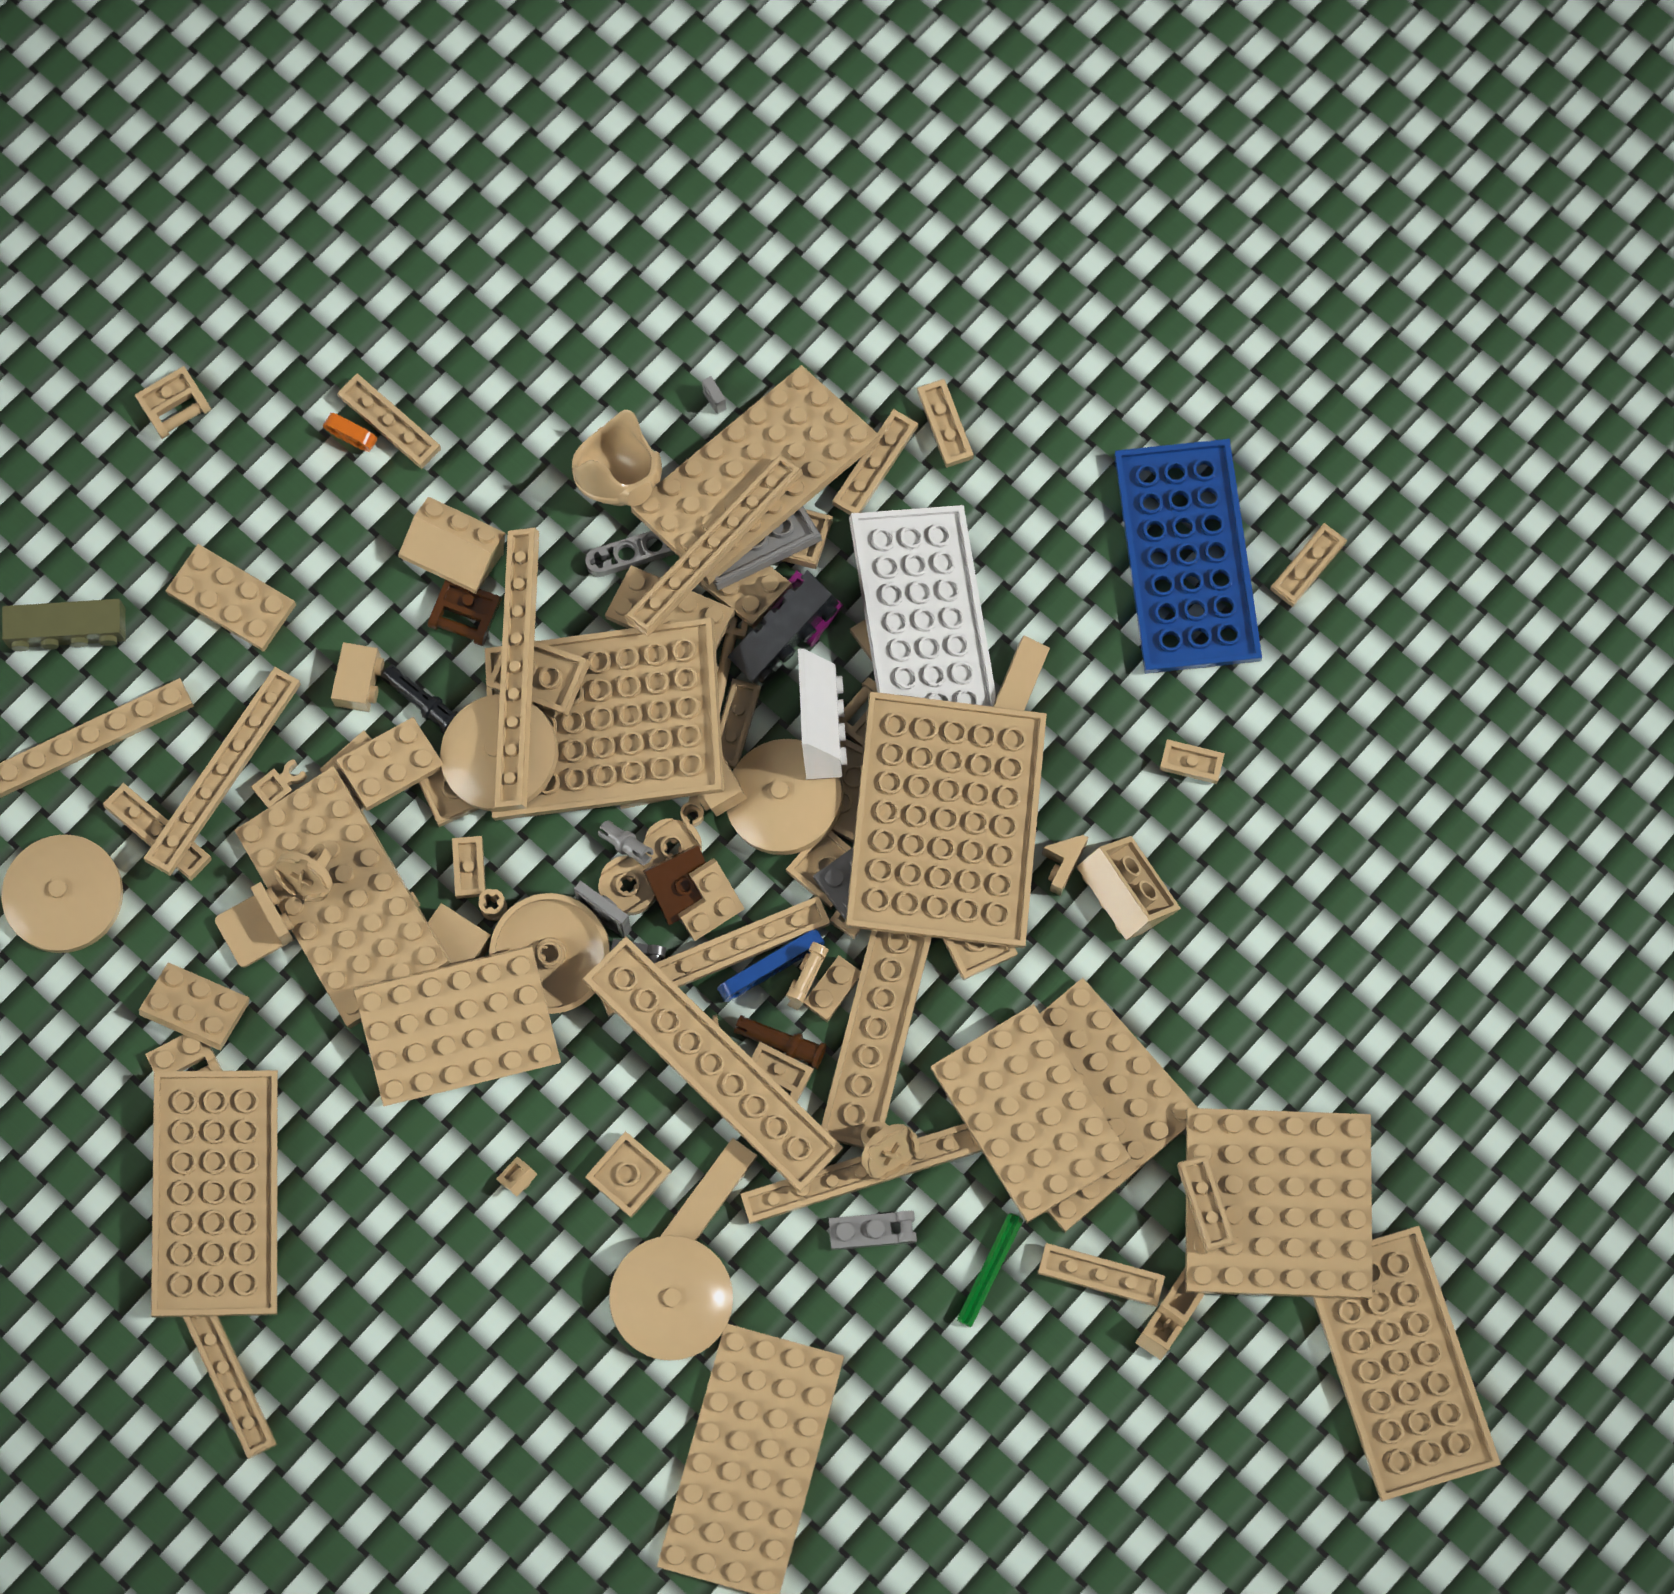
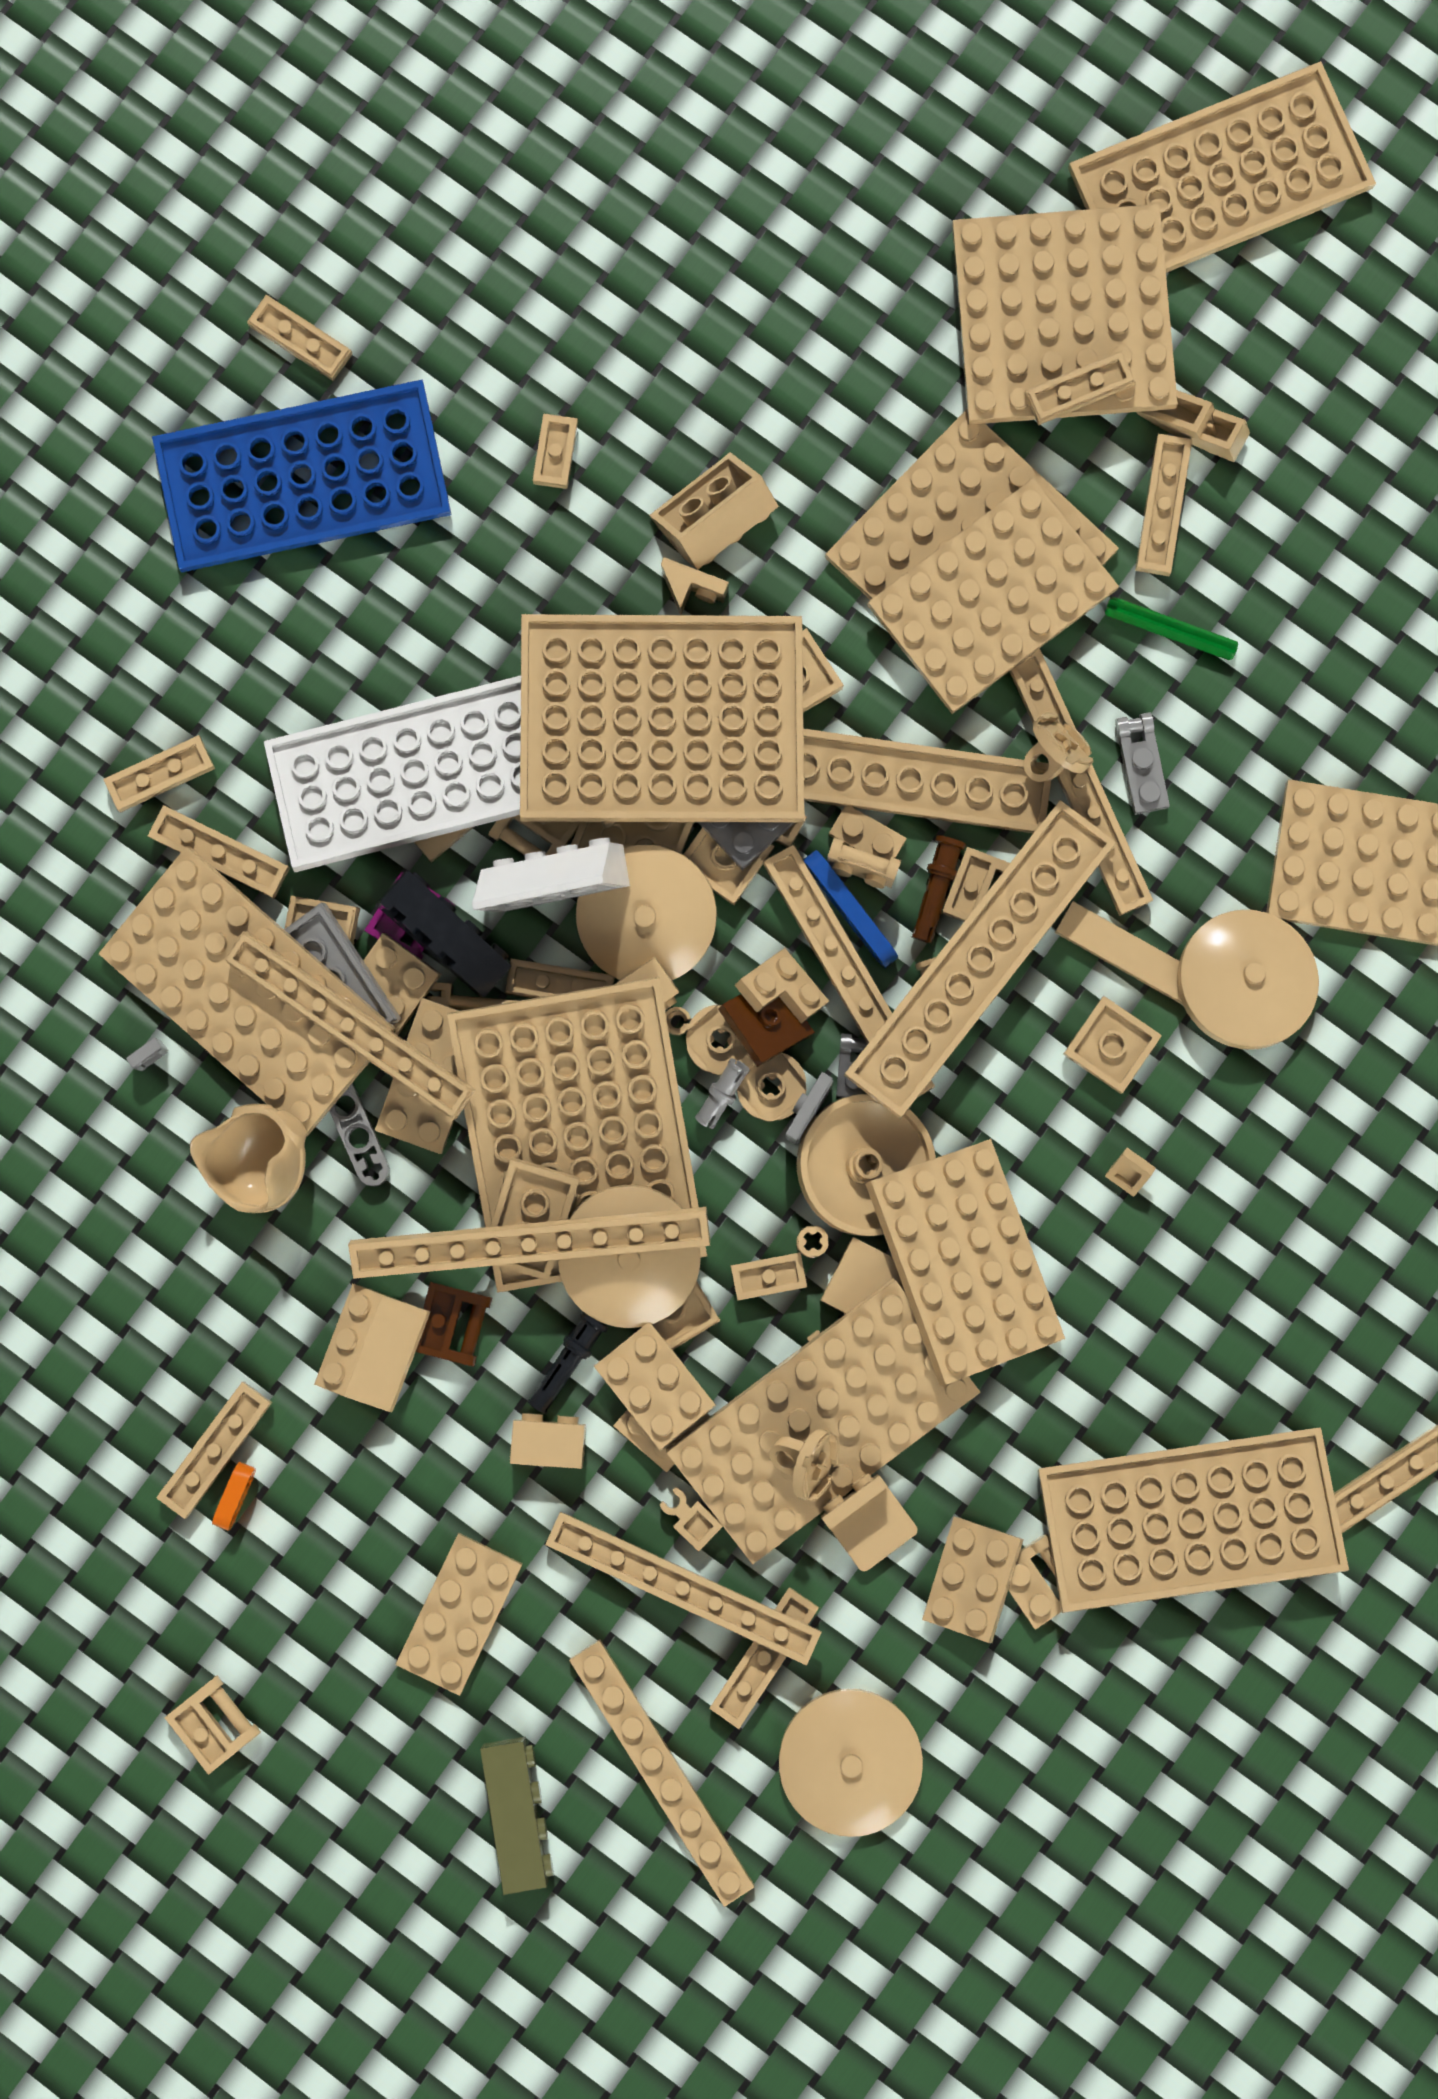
camera: 95 degrees left, 10 degrees up
(1022, 674) = (473, 655): tan tile -> none

